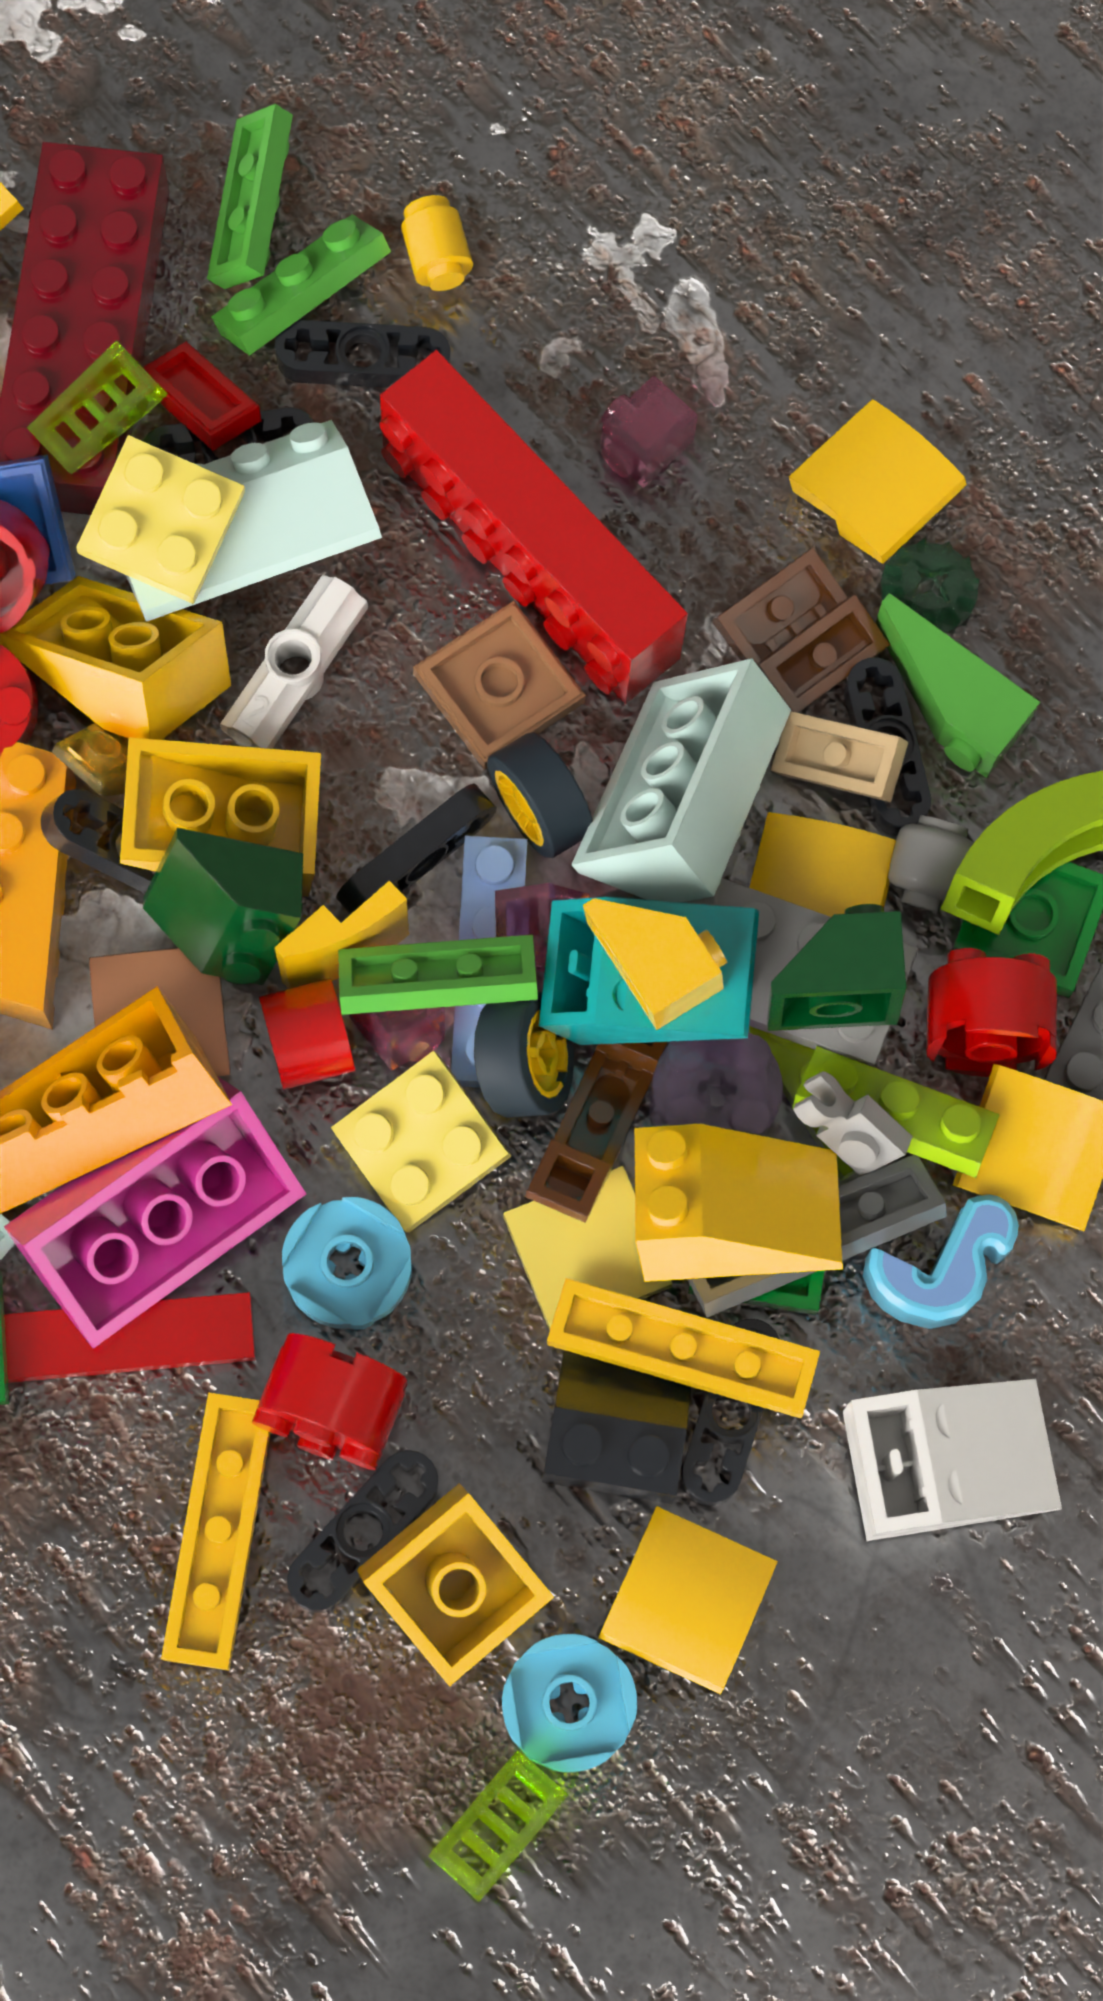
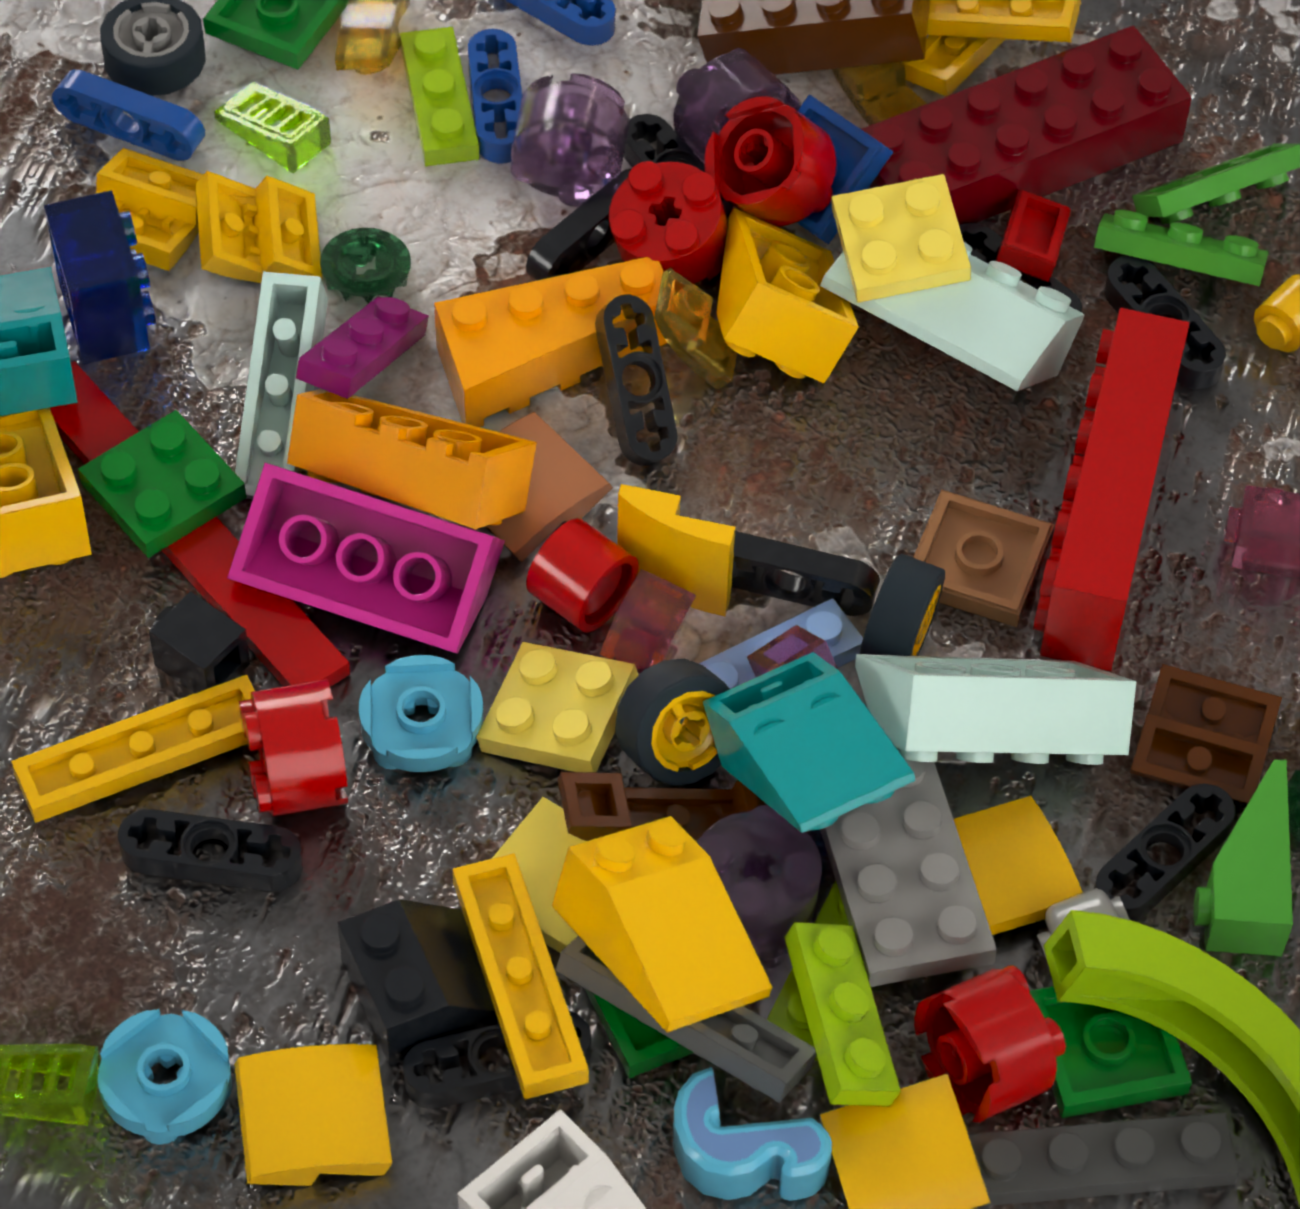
camera: 60 degrees right, 20 degrees down
(111, 425) = (986, 170): clear neon green slope -> none
(142, 1417) = (198, 644): none -> black brick
(221, 792) = (711, 420): yellow slope -> none
(226, 902) = (640, 443): dark green slope -> none
(313, 634) = (874, 411): white piece -> none
(437, 974) = (689, 609): bright green plate -> none
(454, 1584) = (203, 916): yellow brick -> none
(658, 957) = (808, 719): yellow slope -> none
(840, 756) = (1119, 811): tan plate -> none
(843, 974) = (910, 869): dark green slope -> none
(852, 1129) = (799, 977): light grey plate -> none

